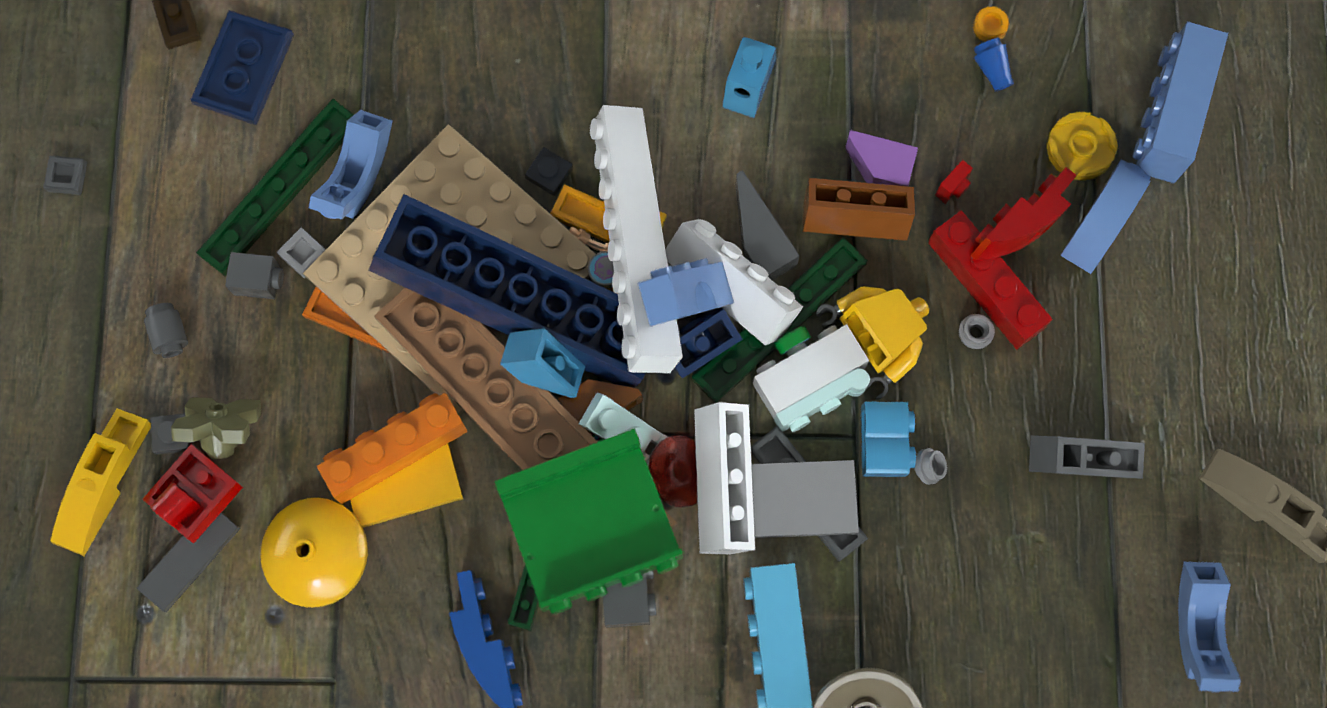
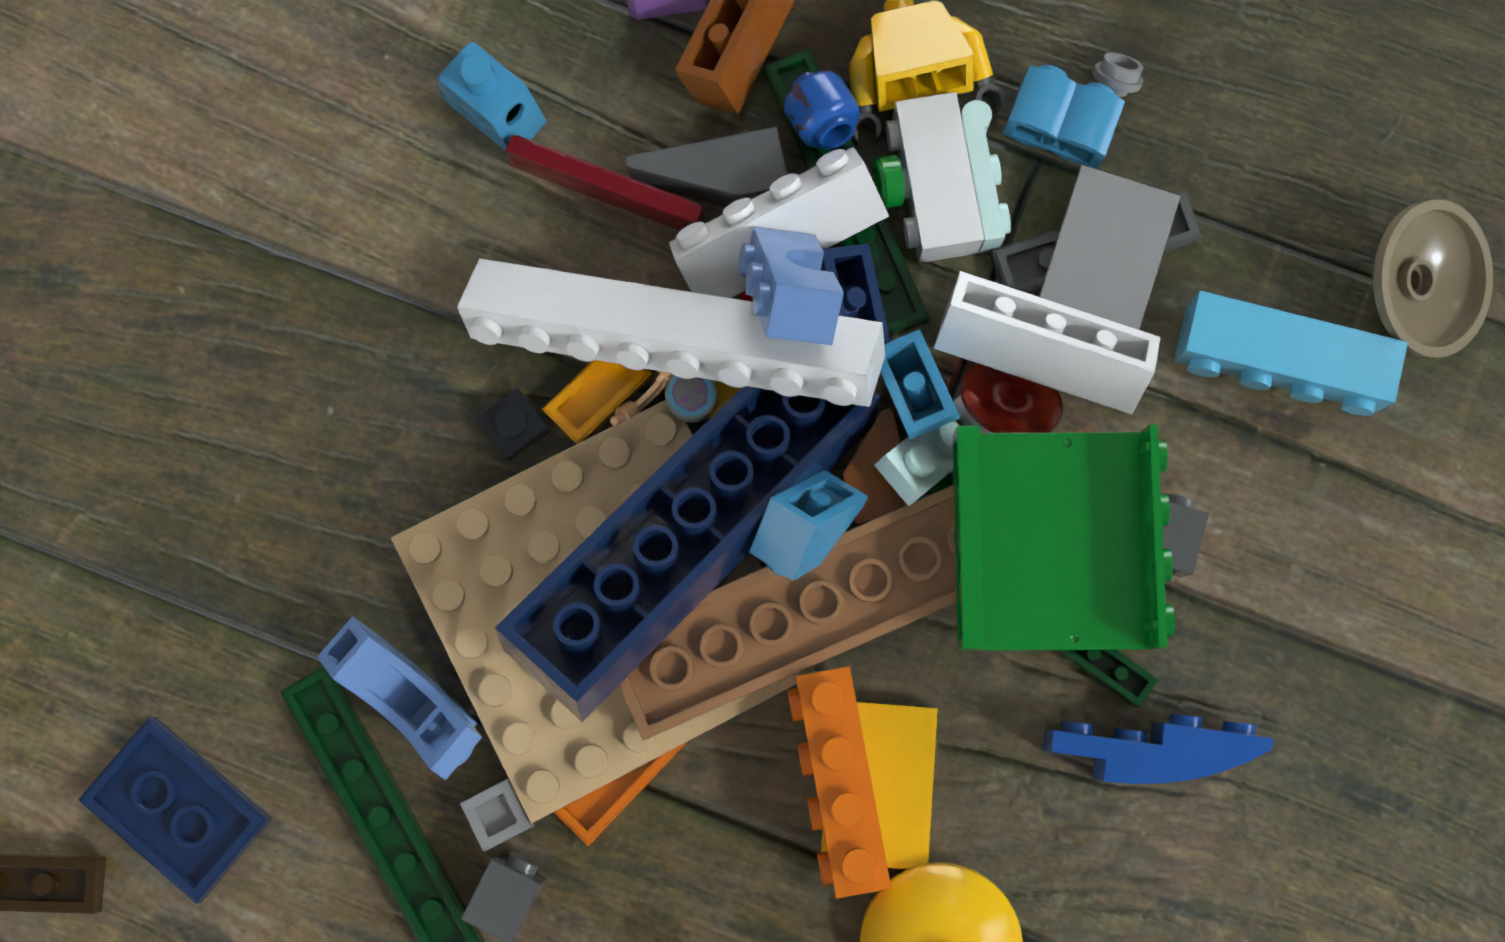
camera: 65 degrees left, 5 degrees up
(661, 402) = (916, 385): none -> dark azure slope
(722, 181) = (603, 184): none -> dark red tile
(822, 280) = (822, 109): none -> blue head

